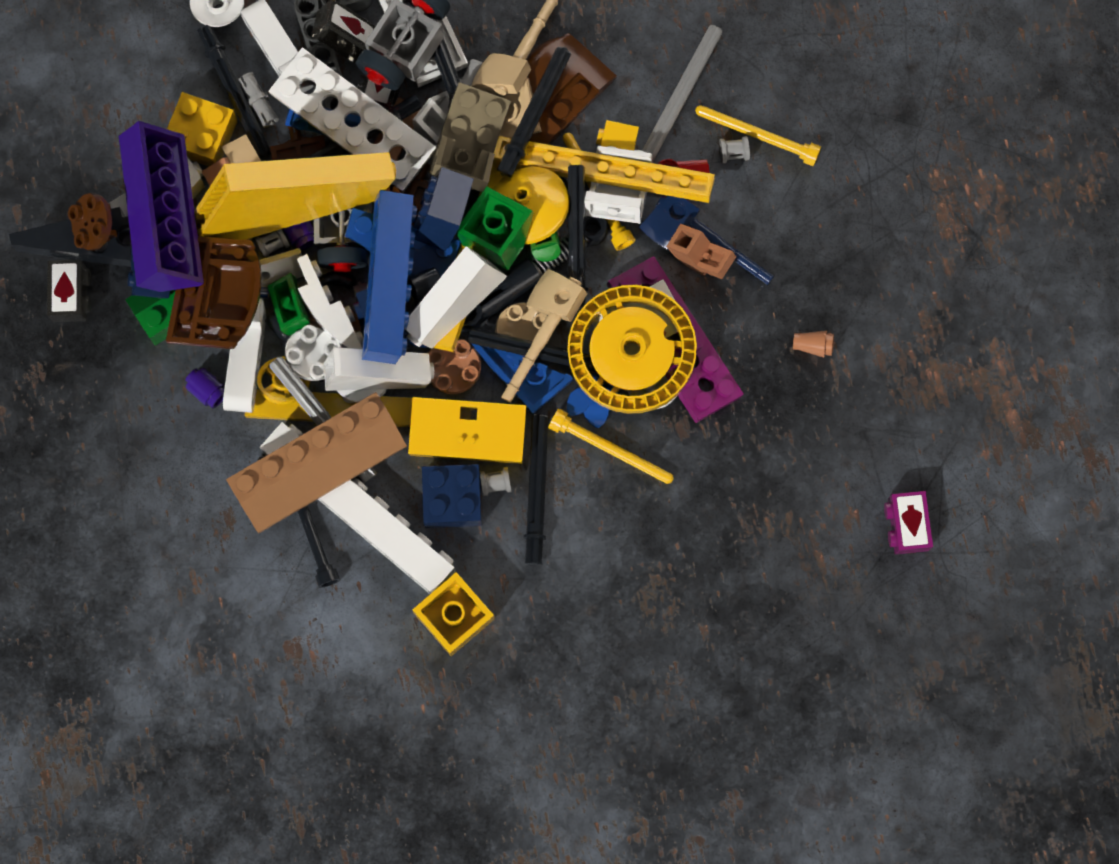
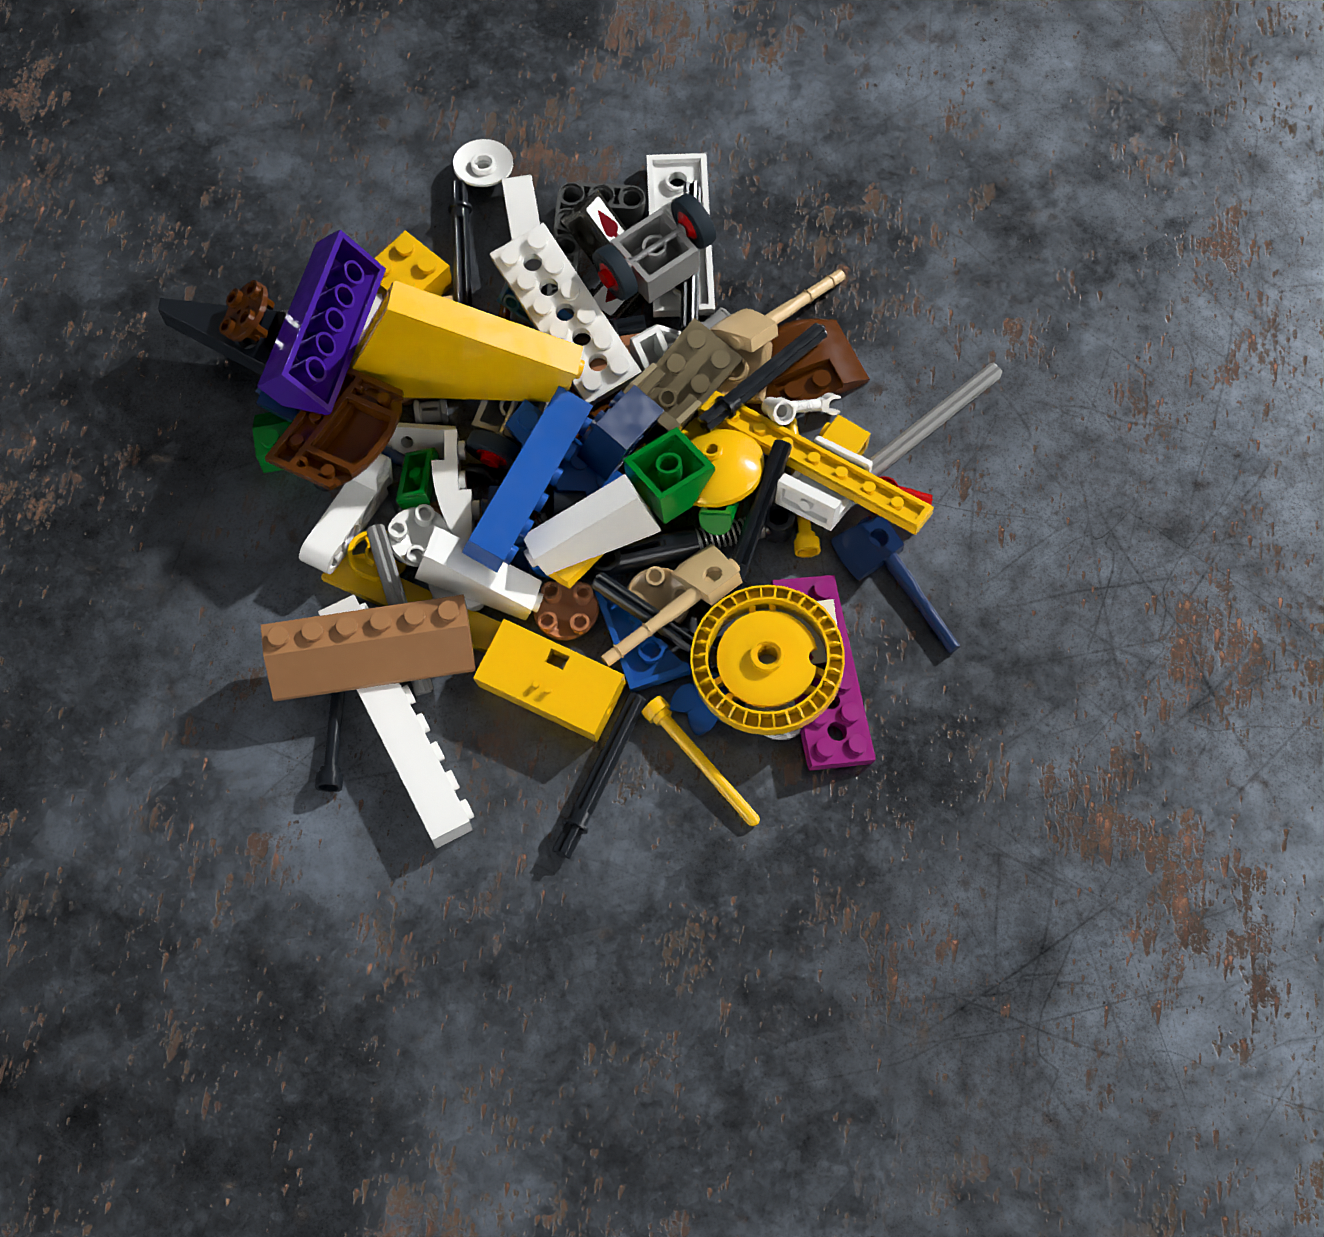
camera: 25 degrees right, 10 degrees down
(68, 290) = (199, 383): brick -> none
(205, 387) = (291, 530): dark purple brick -> none
(258, 99) = (482, 271): light grey pin -> none
(300, 235) = (462, 414): dark purple brick -> none
(451, 496) = (502, 744): dark blue brick -> none
(453, 614) = (446, 873): yellow brick -> none
(495, 481) = (558, 748): light grey bush -> none
(562, 134) = (784, 411): none -> white brick
(698, 254) = (883, 588): nougat brick -> none
(734, 149) = (967, 497): light grey bush -> none
(807, 152) = (1049, 530): yellow piece -> none
(815, 343) = (981, 735): nougat cone -> none
(909, 522) = (1013, 977): brick -> none

